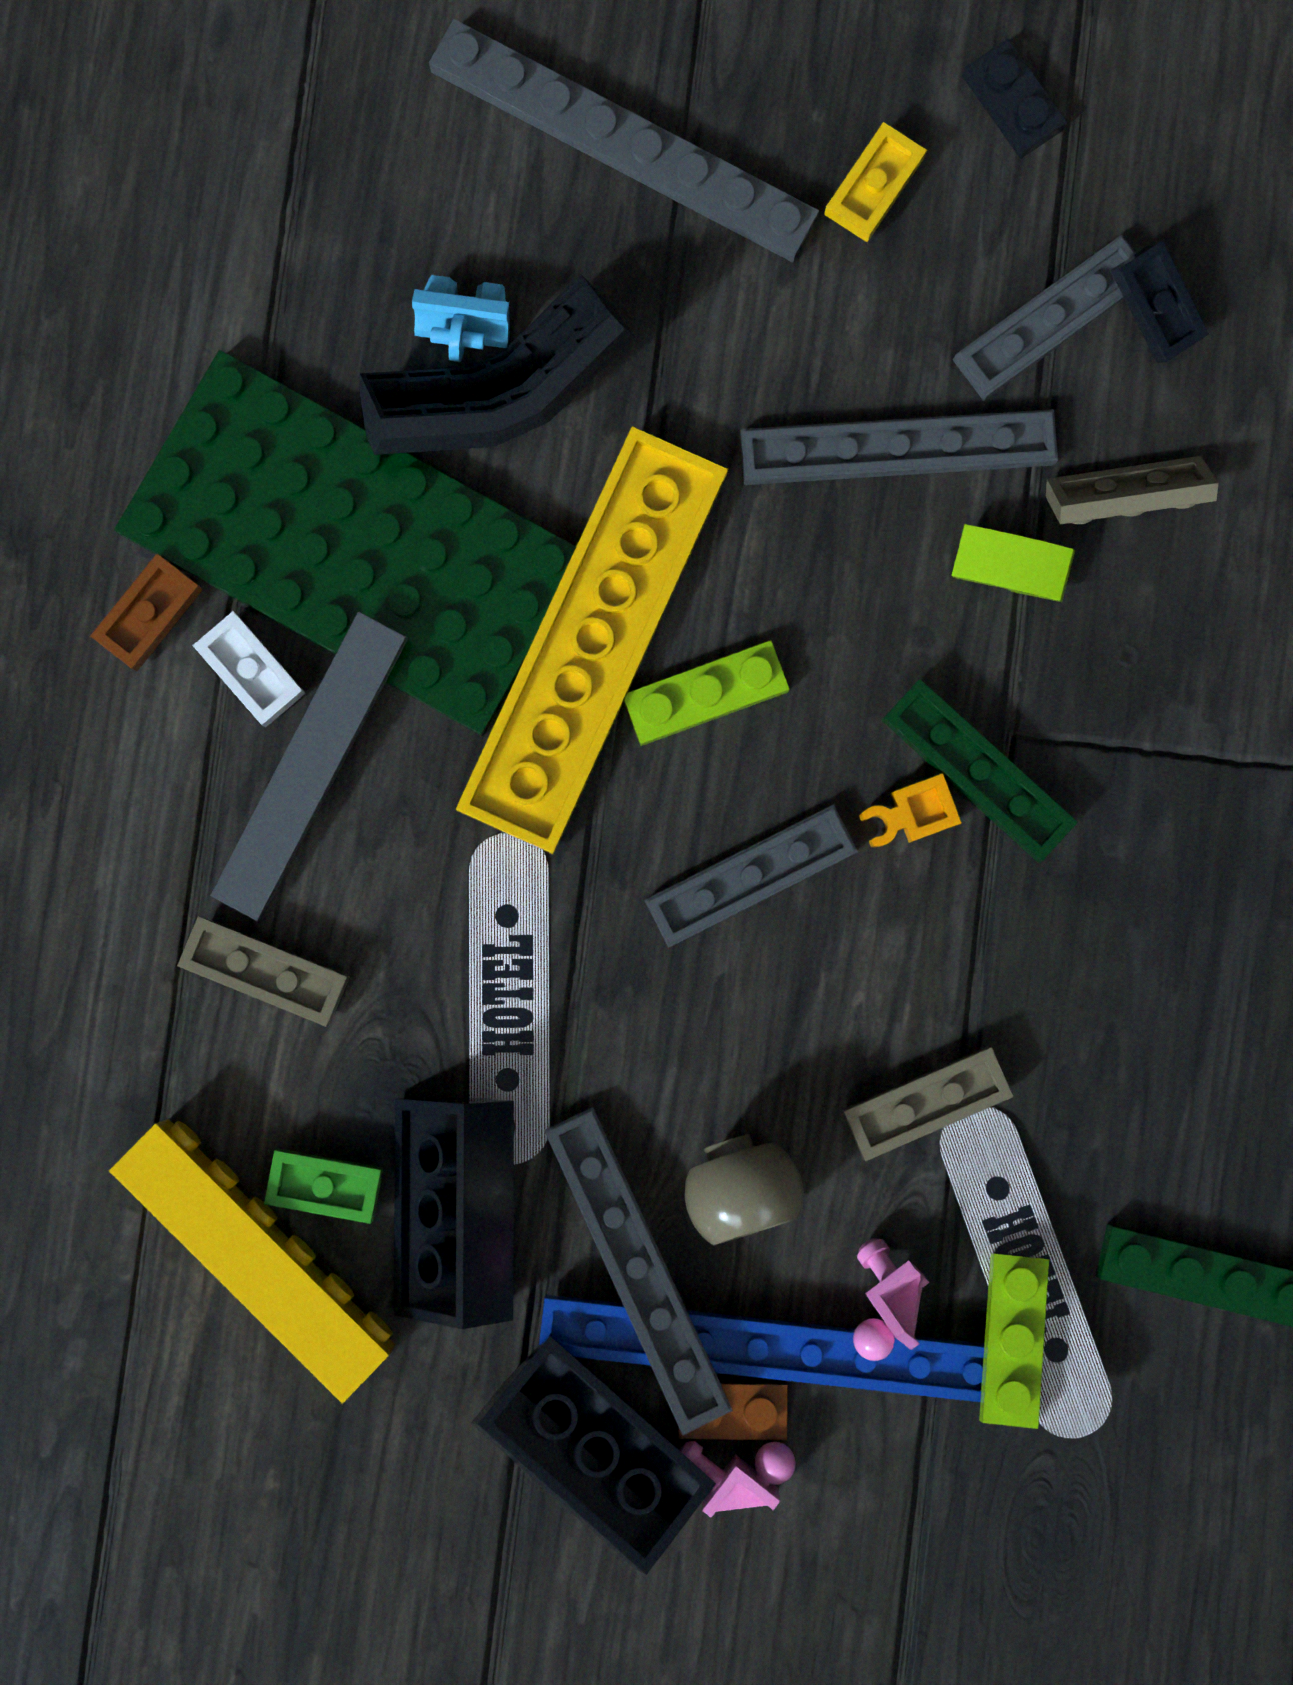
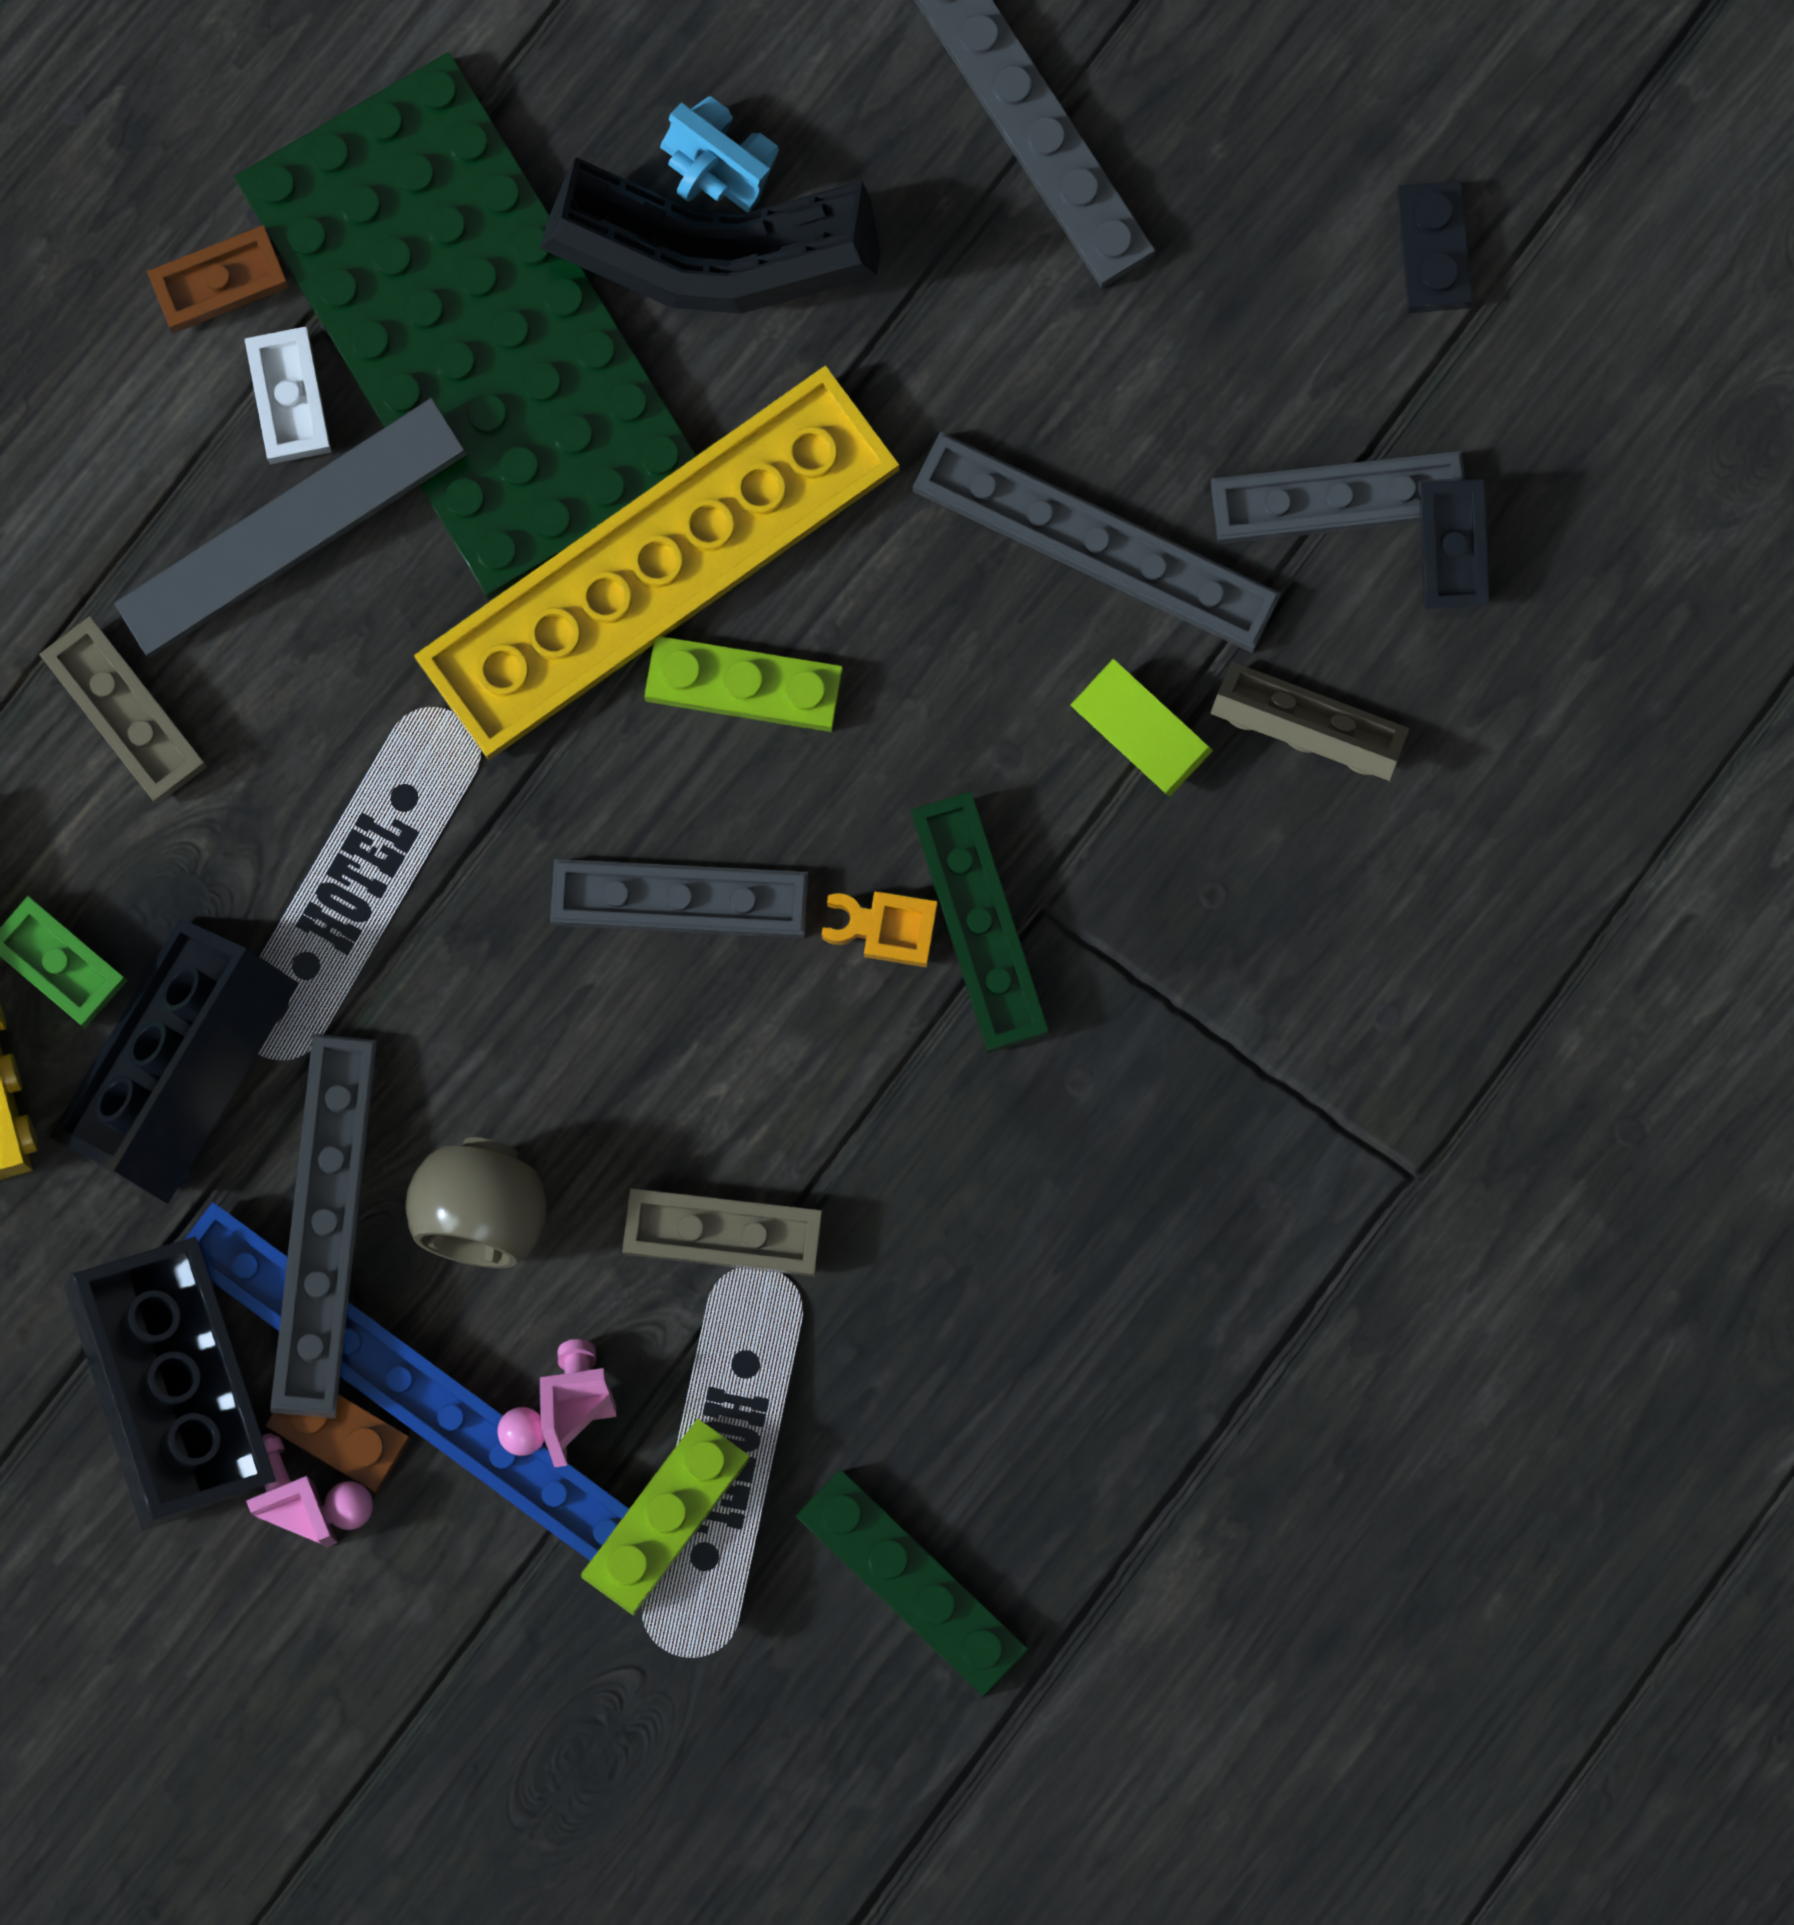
camera: 40 degrees right, 5 degrees down
(875, 182) = (1231, 253): yellow plate -> none

